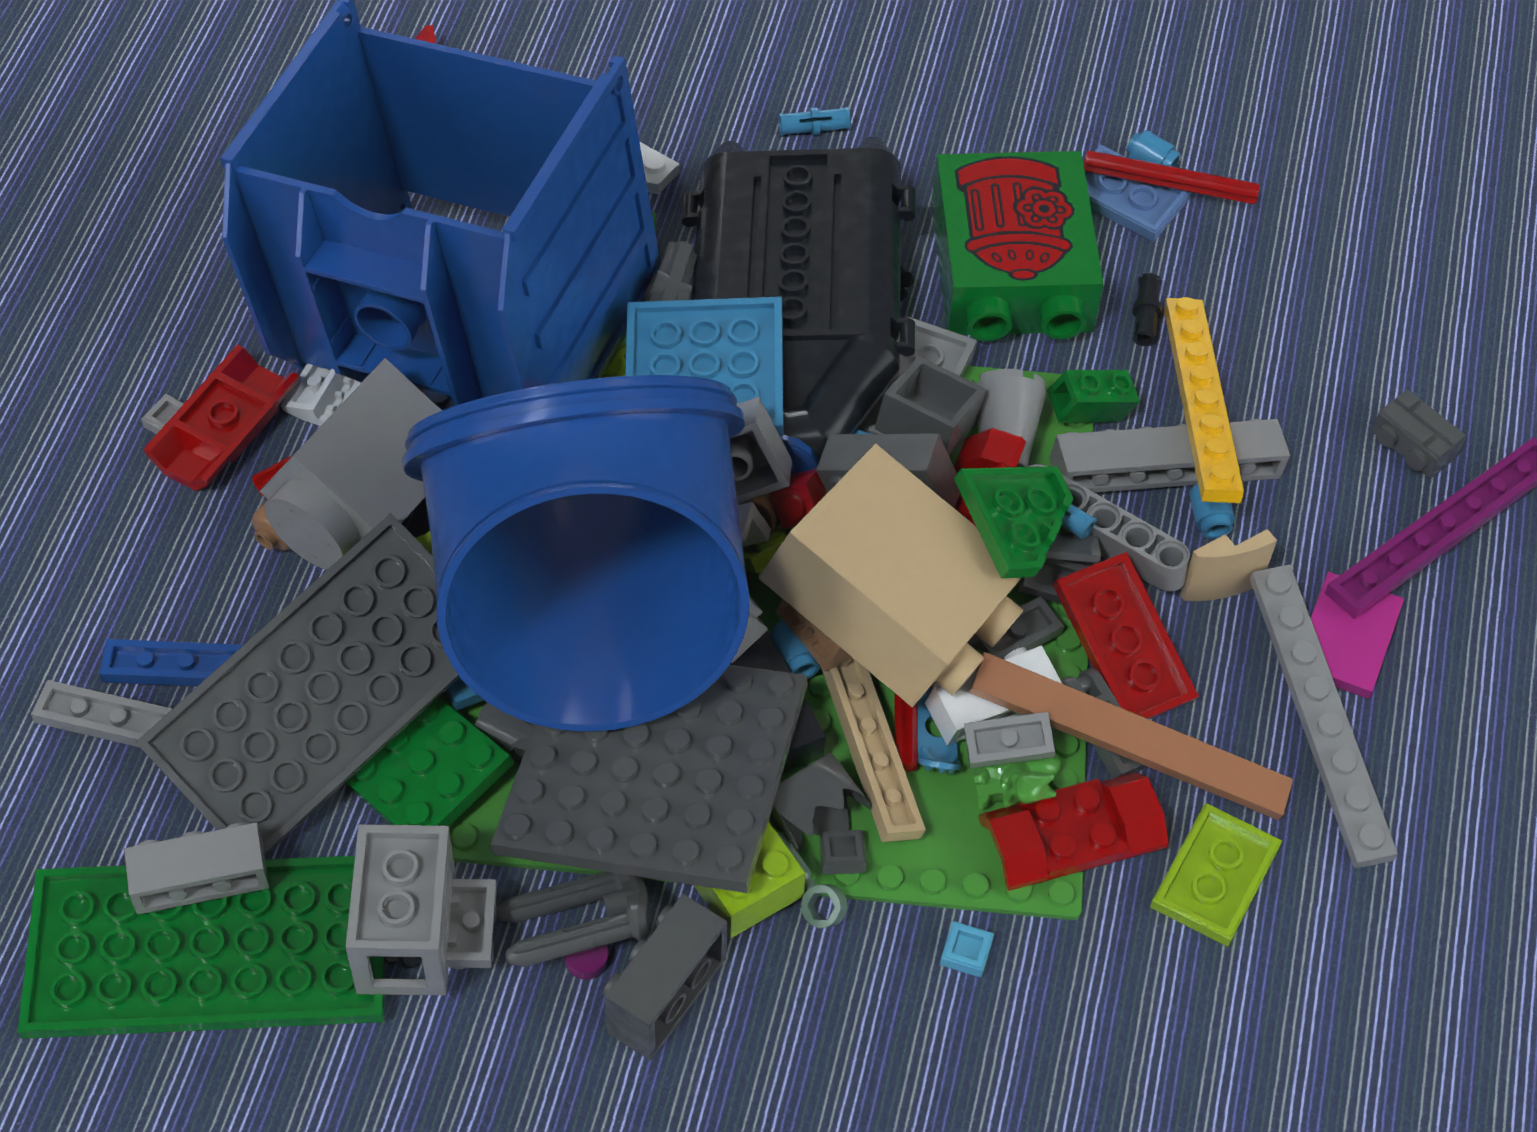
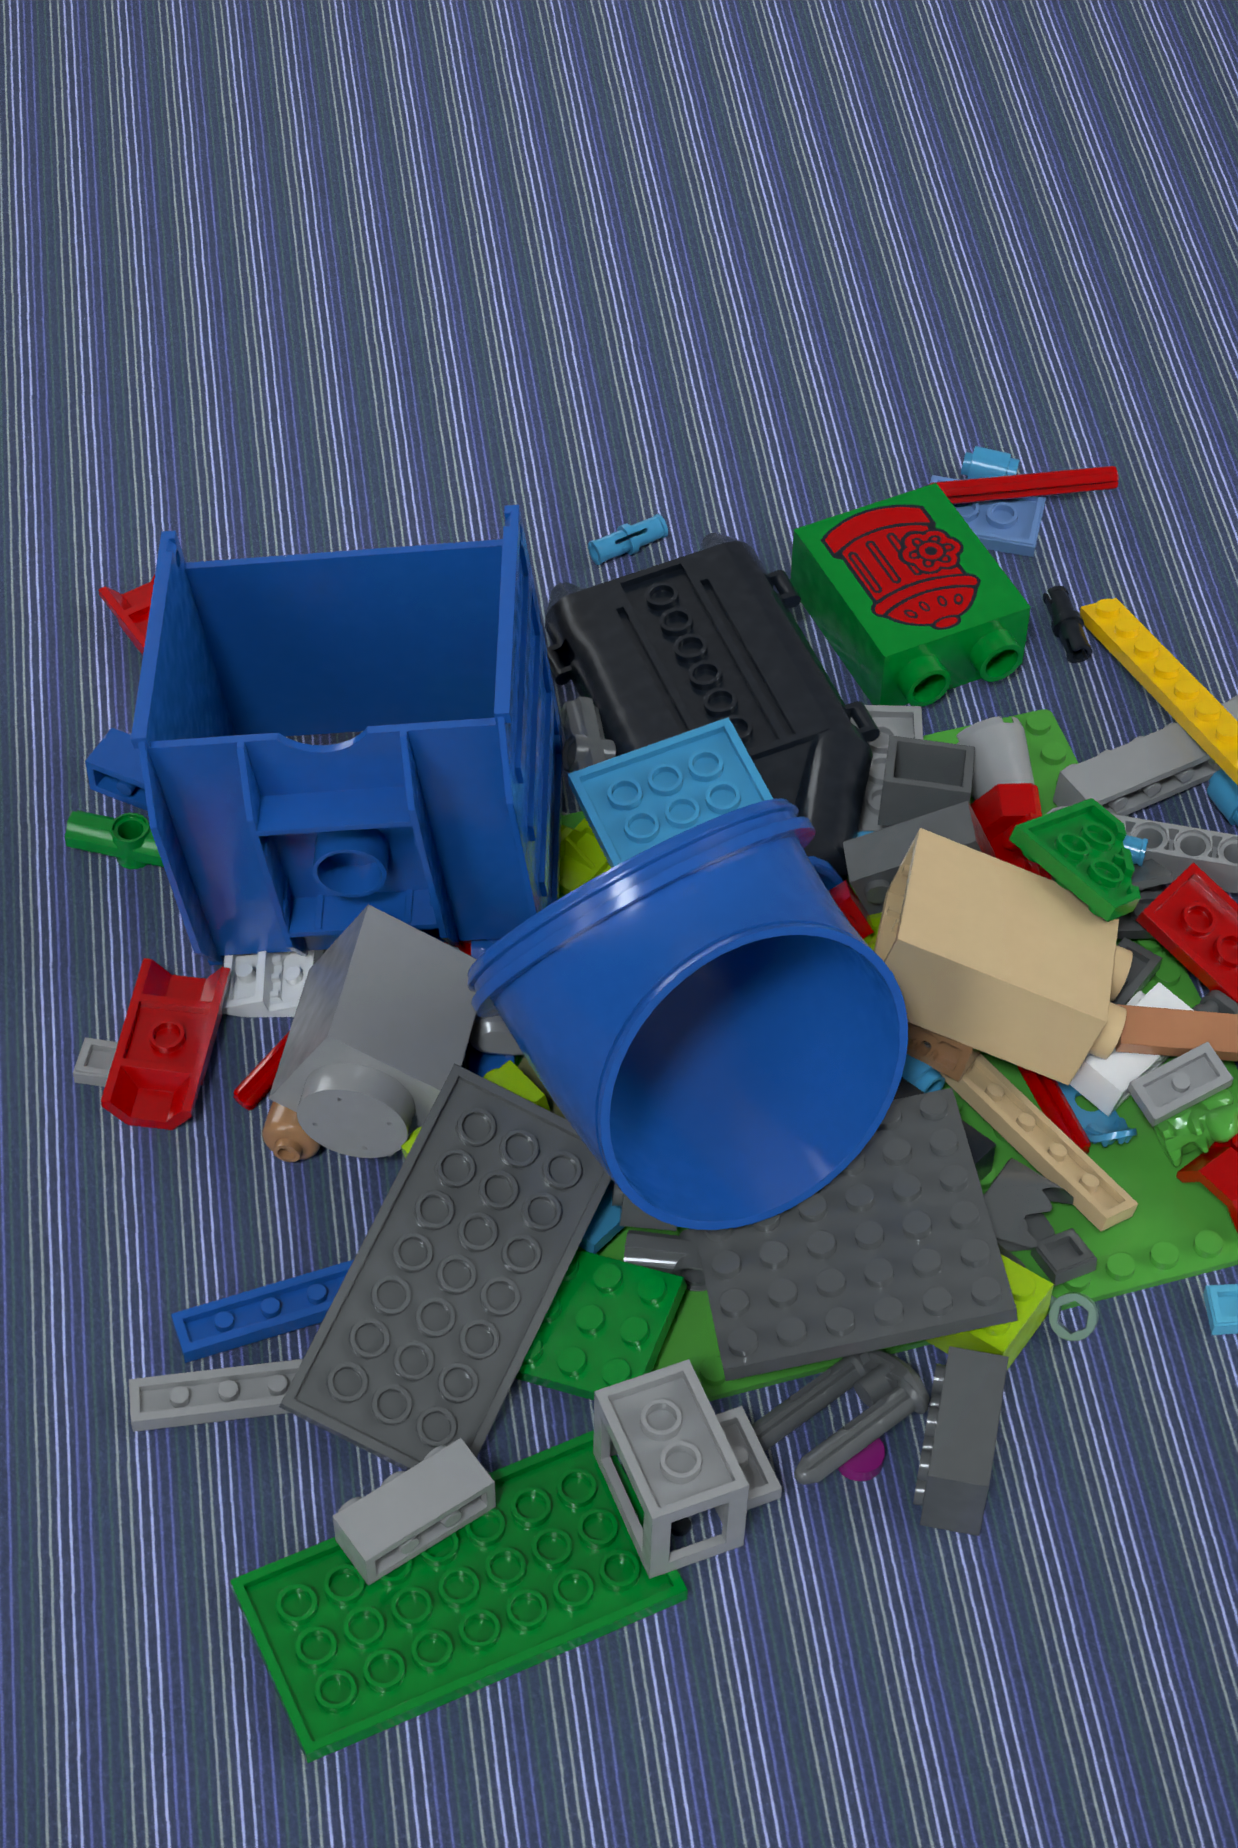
camera: 20 degrees left, 5 degrees down
(1093, 396) = (1068, 724): green brick -> none

